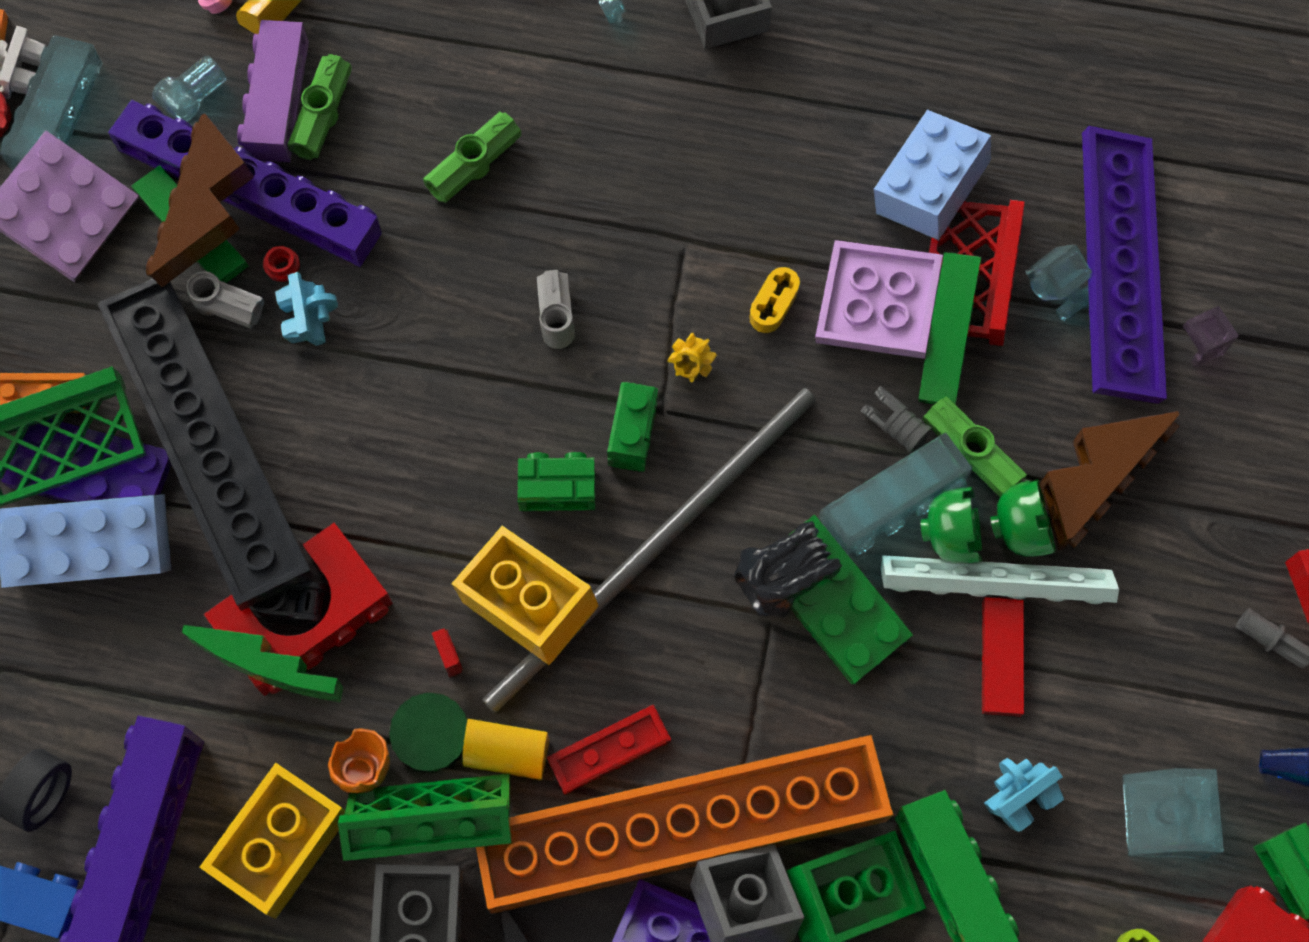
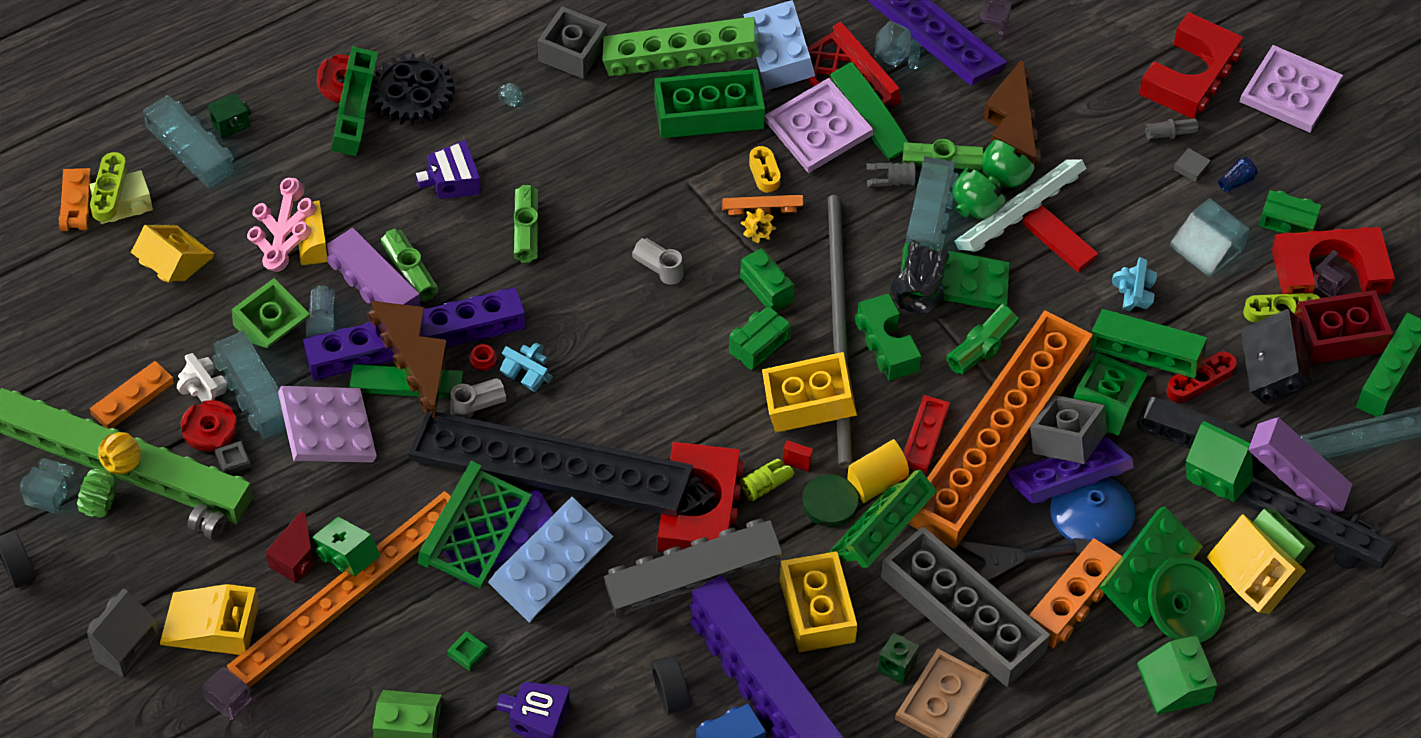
camera: 45 degrees left, 15 degrees down
(132, 47) = (268, 314): none -> bright green slope
(180, 686) = (690, 568): none -> dark grey brick
(252, 657) = (710, 523): green slope -> none
(359, 762) = (815, 535): orange hair -> none
(391, 647) = (765, 479): none -> lime hinge
(465, 42) = (451, 172): none -> dark purple torso
(697, 572) = (893, 355): none -> green arch
(724, 337) = (787, 204): none -> orange plate
(782, 701) = (983, 340): none -> green piece
(788, 179) = (709, 103): none -> green brick
(824, 94) = (681, 46): none -> bright green brick
(1252, 702) = (1192, 165): none -> dark grey tile

